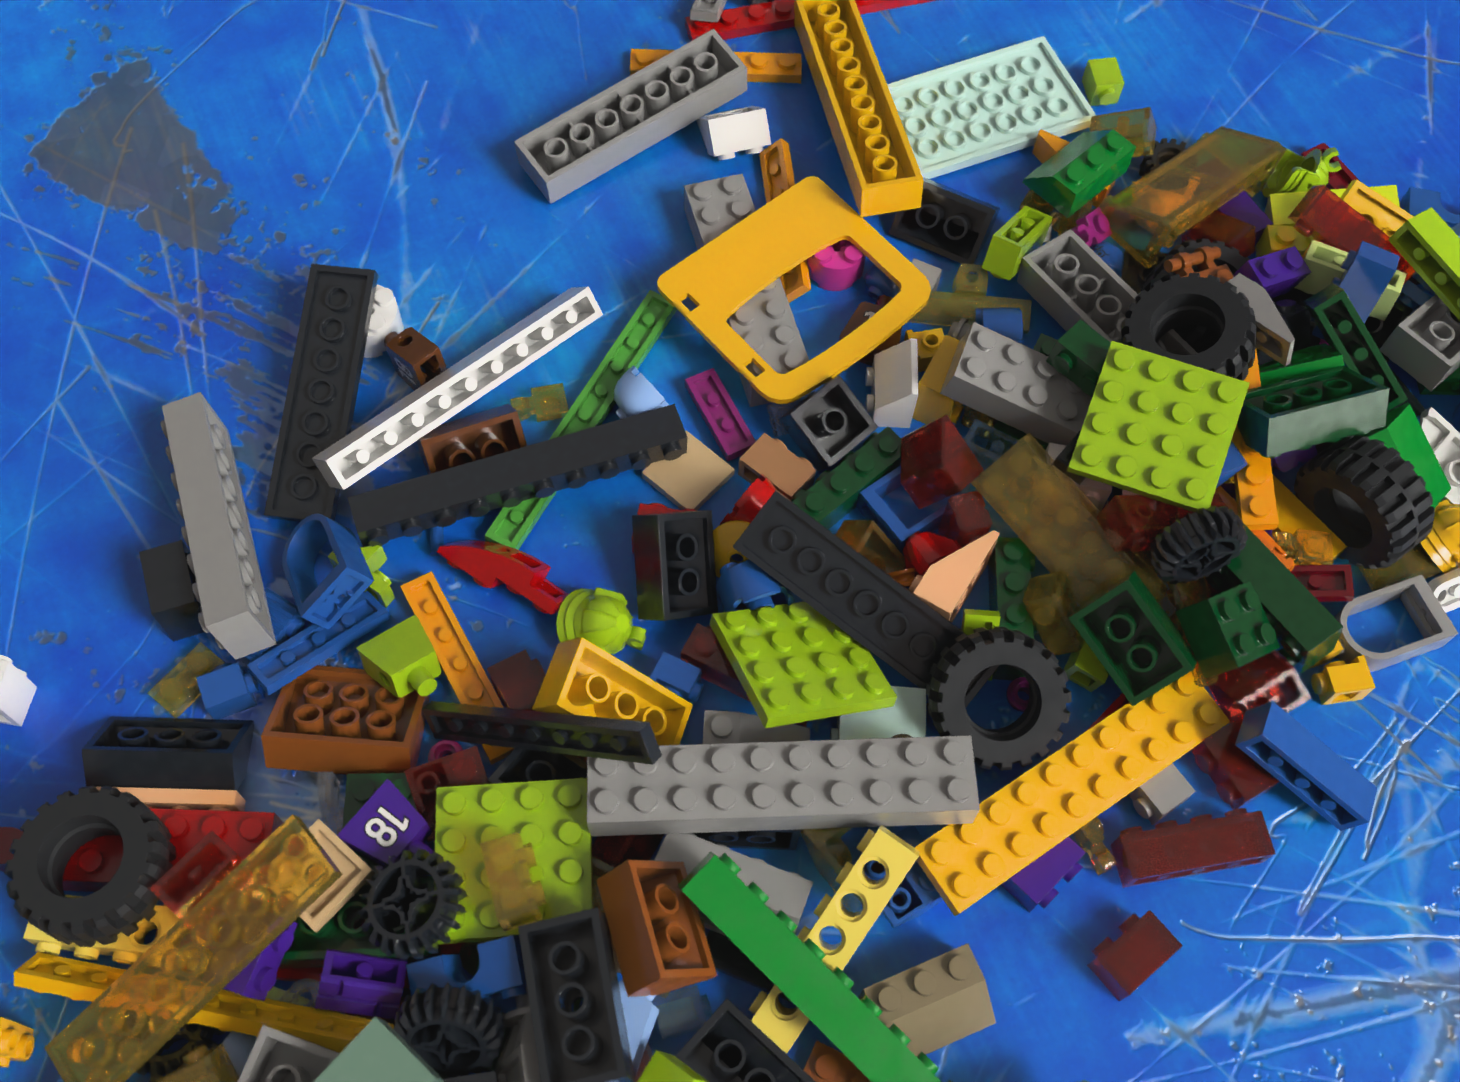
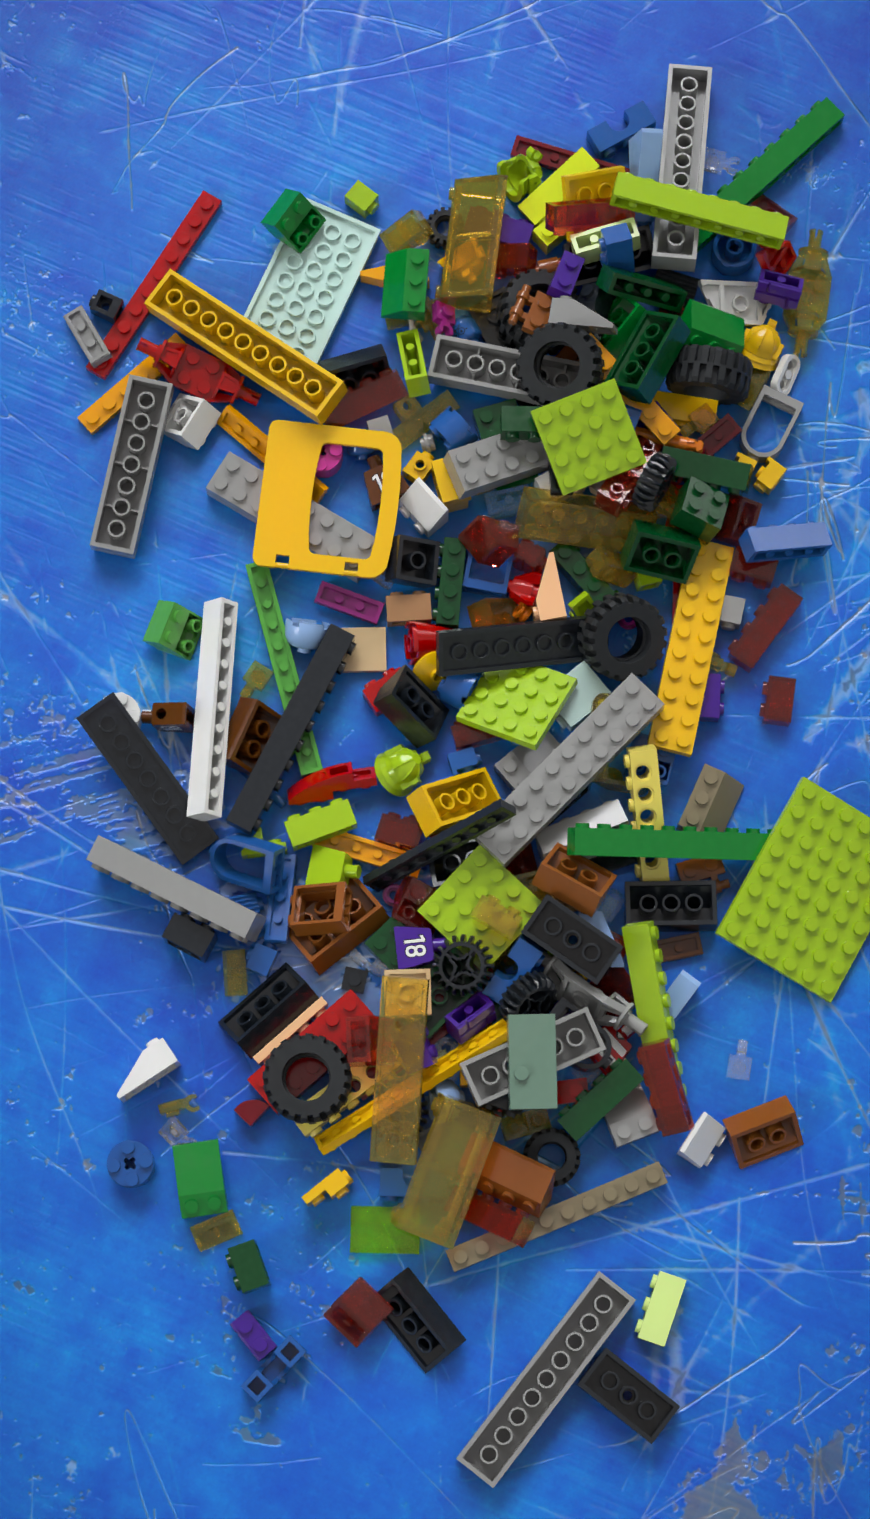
camera: 40 degrees left, 15 degrees up
(301, 805) = (354, 979): none -> black plate
(352, 712) = (315, 892): none -> dark orange window
(444, 598) = (320, 824): none -> lime brick
(513, 288) = (174, 629): none -> bright green slope
(785, 92) = (198, 372): none -> red plate
(933, 237) = (368, 397): none -> clear red brick
(1015, 41) = (293, 220): none -> green slope

